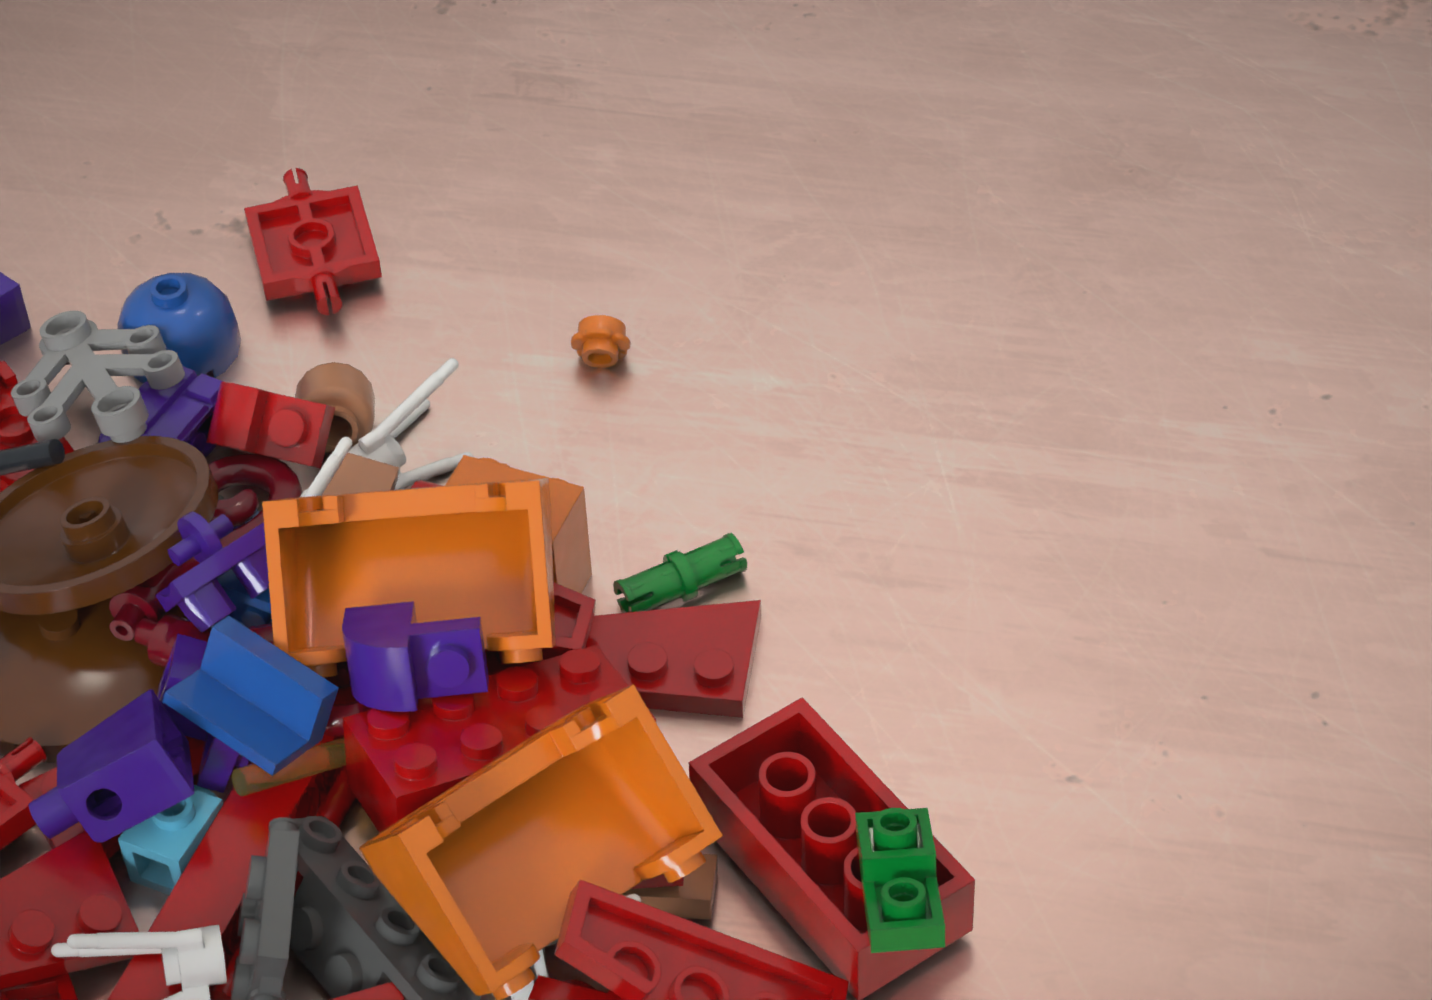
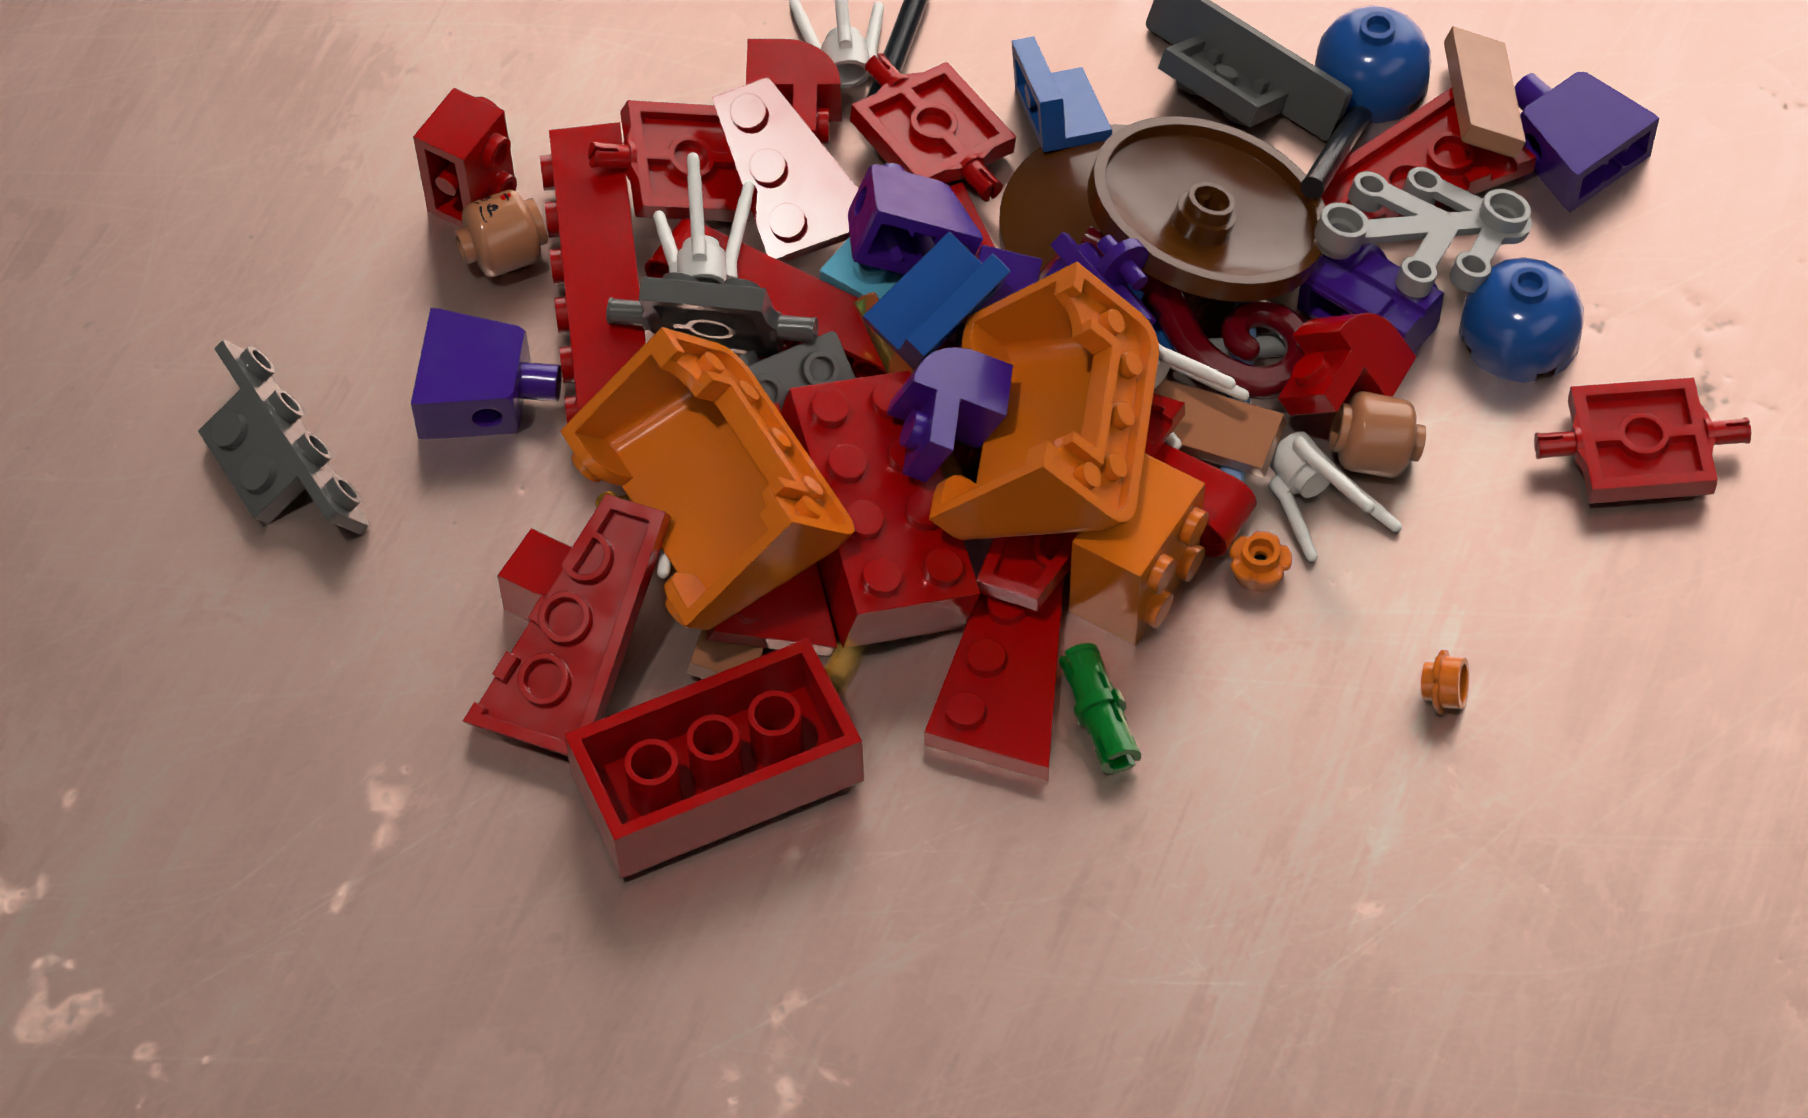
camera: 100 degrees right, 10 degrees up
(899, 880) = (613, 772): green slope -> none

